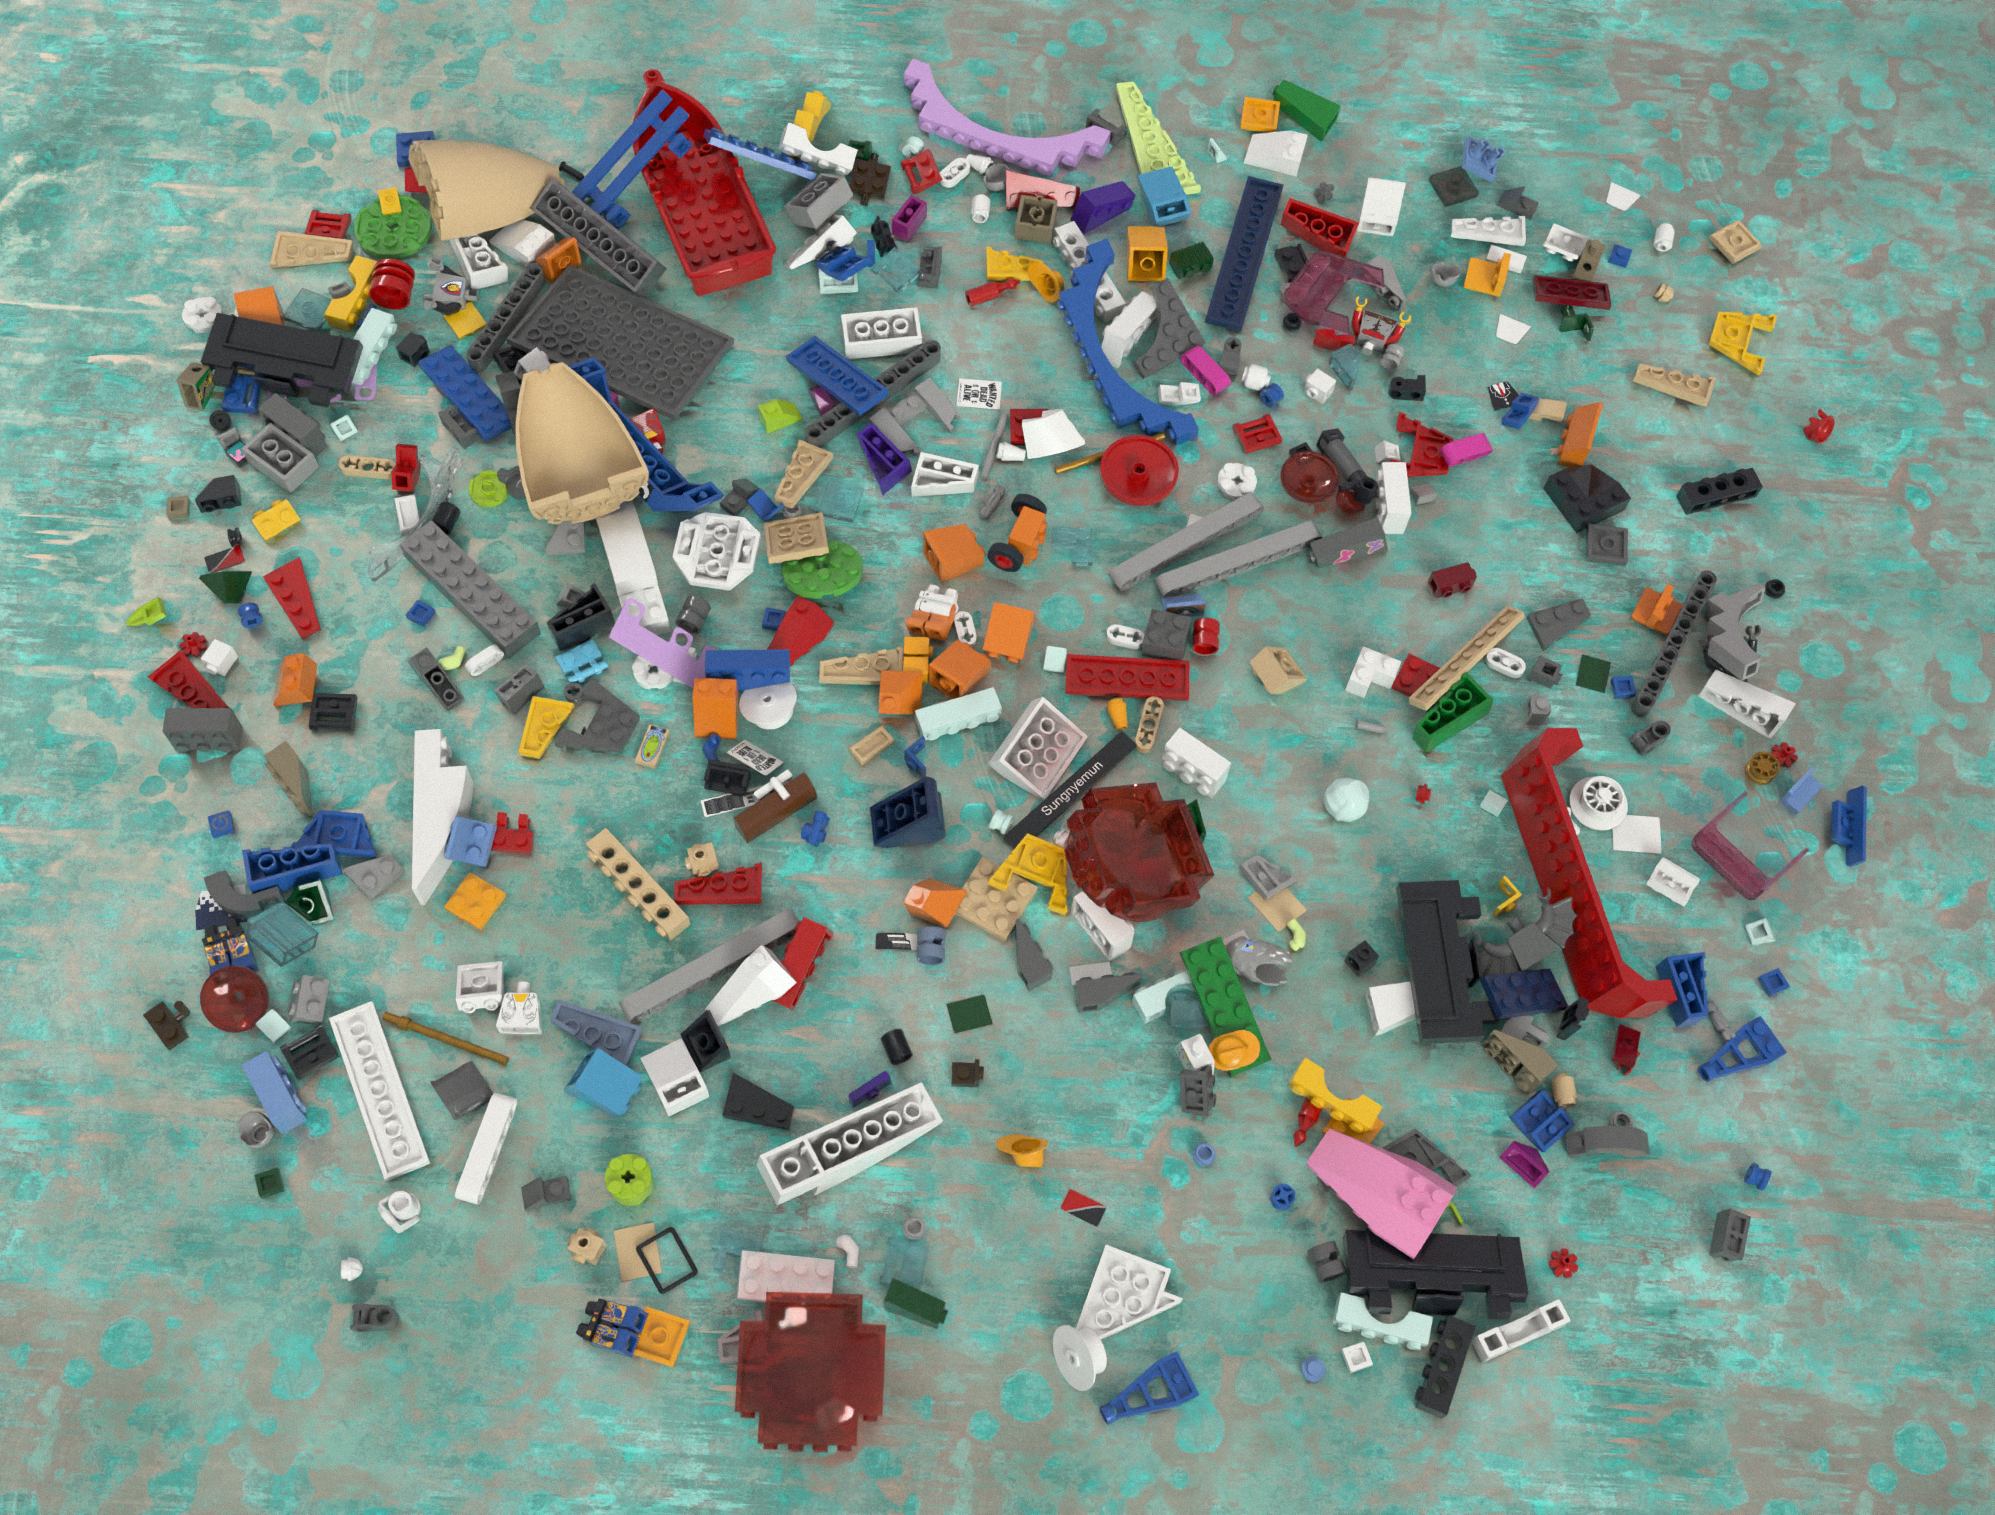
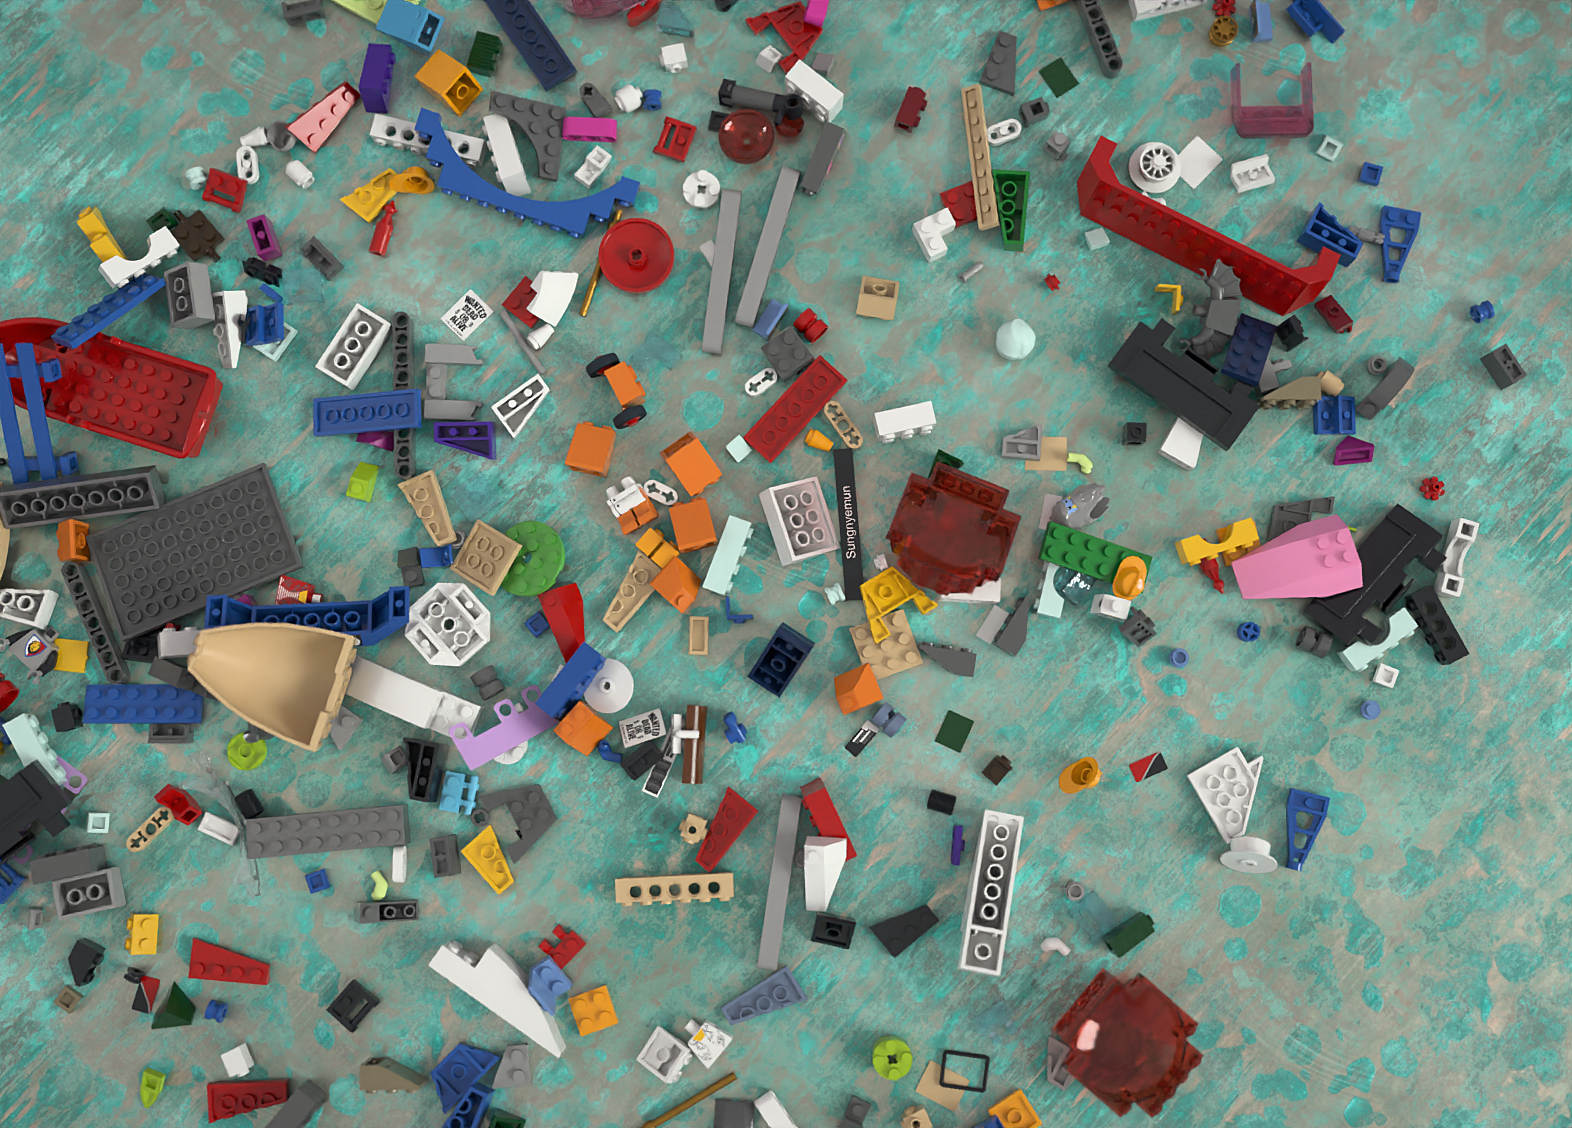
camera: 45 degrees left, 20 degrees up
(192, 644) = (206, 1069): red plant -> none
(220, 420) = (11, 913): black tile -> none
(236, 454) = (51, 920): tile -> none
(295, 680) = (305, 1017): orange slope -> none
(523, 241) = (32, 555): white slope -> none
(604, 1083) = (807, 1023): dark azure slope -> none
(652, 746) = (571, 793): tile -> none
(675, 1077) = (841, 970): white slope -> none
(782, 1273) = (1043, 1005): white plate -> none
(992, 501) = (570, 384): light grey axle -> none
(1030, 153) = (279, 91): lavender arch -> none
(1036, 219) = (348, 140): dark tan brick -> none
(1292, 318) = (601, 22): black plate -> none
(1623, 687) = (1088, 68): blue plate -> none
(1647, 739) = (1140, 88): dark grey piece -> none

